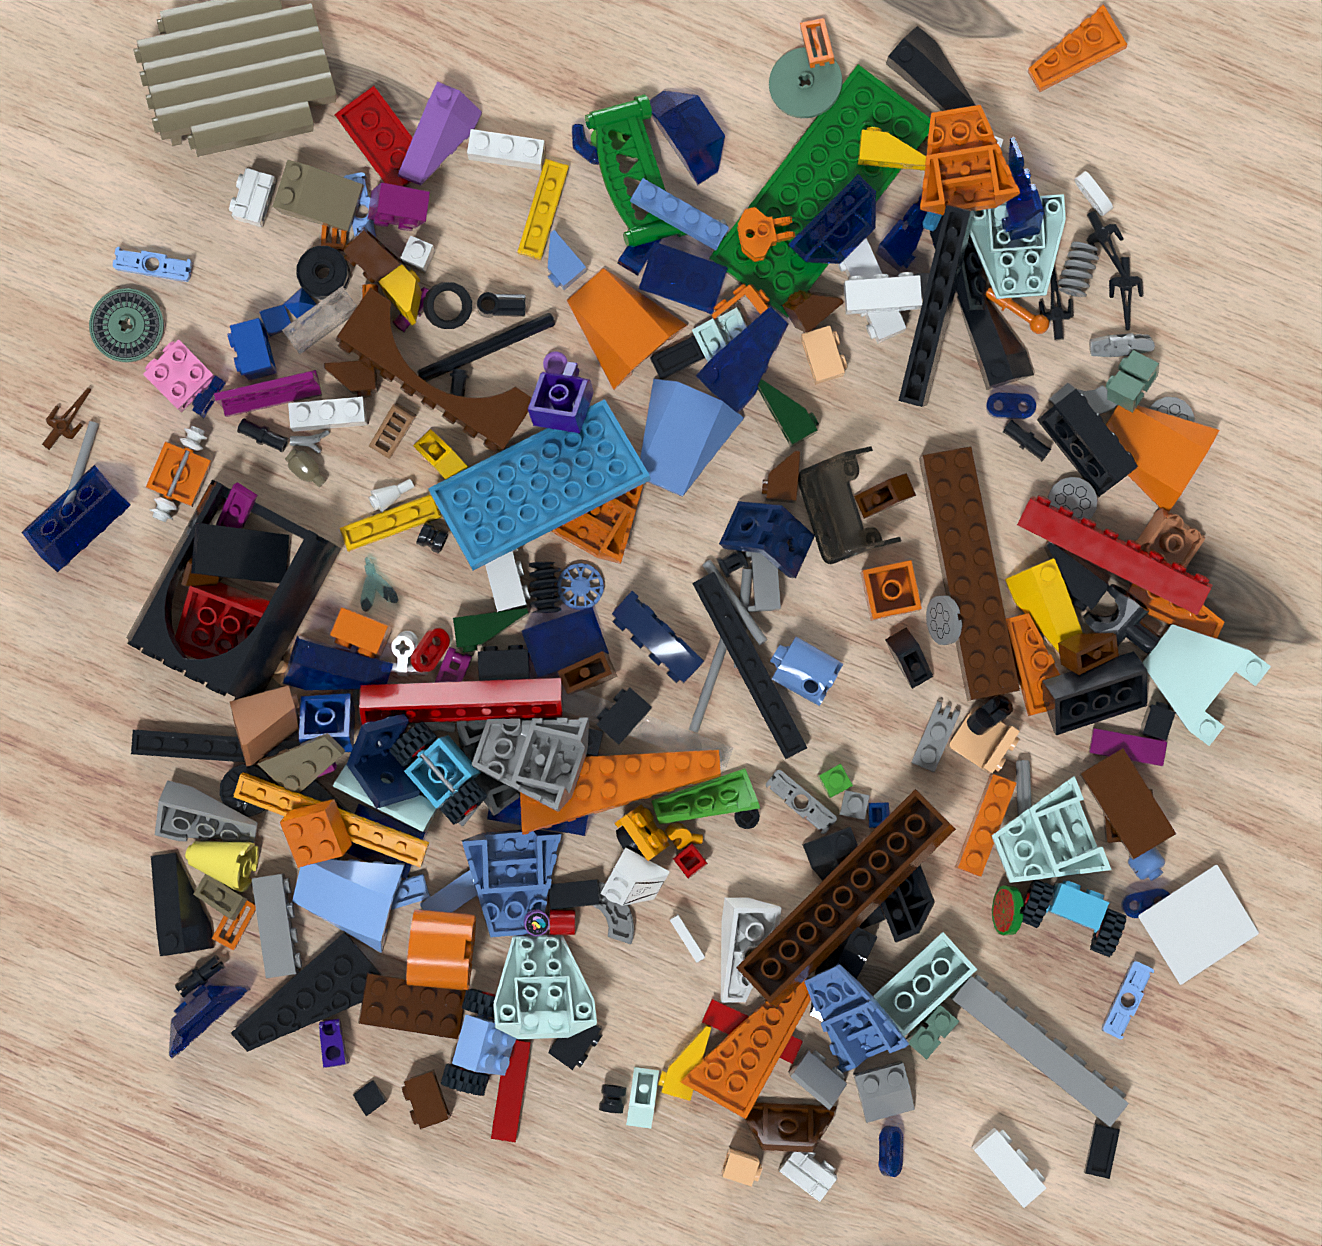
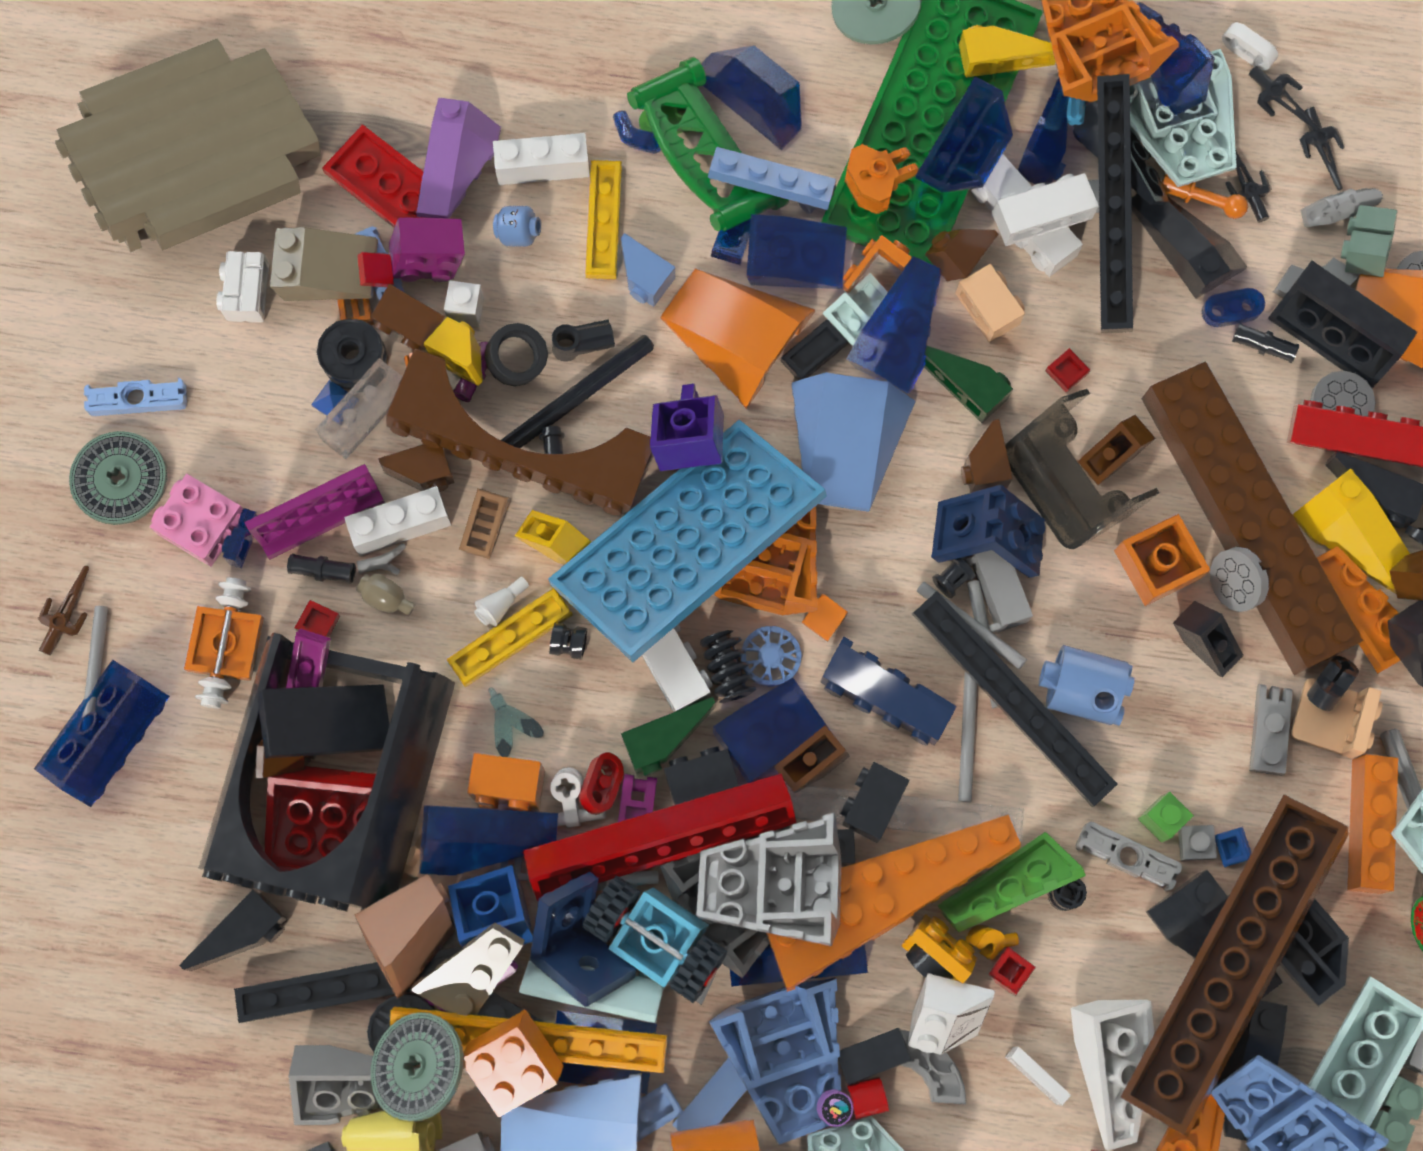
camera: 15 degrees left, 10 degrees down
(151, 687) = (244, 928): none -> black slope
(250, 475) = (317, 619): none -> red plate
(252, 348) = (281, 461): blue brick -> none
(254, 835) = (432, 1086): none -> piece
(275, 319) = (303, 425): blue slope -> none
(356, 211) = (375, 269): none -> red tile
(473, 200) = (516, 226): none -> medium blue head
(555, 363) = (666, 390): medium lavender tile -> none
(628, 569) = (826, 618): none -> orange slope
(868, 423) = (1067, 370): none -> red tile
(1077, 269) = (1262, 131): light grey piece -> none

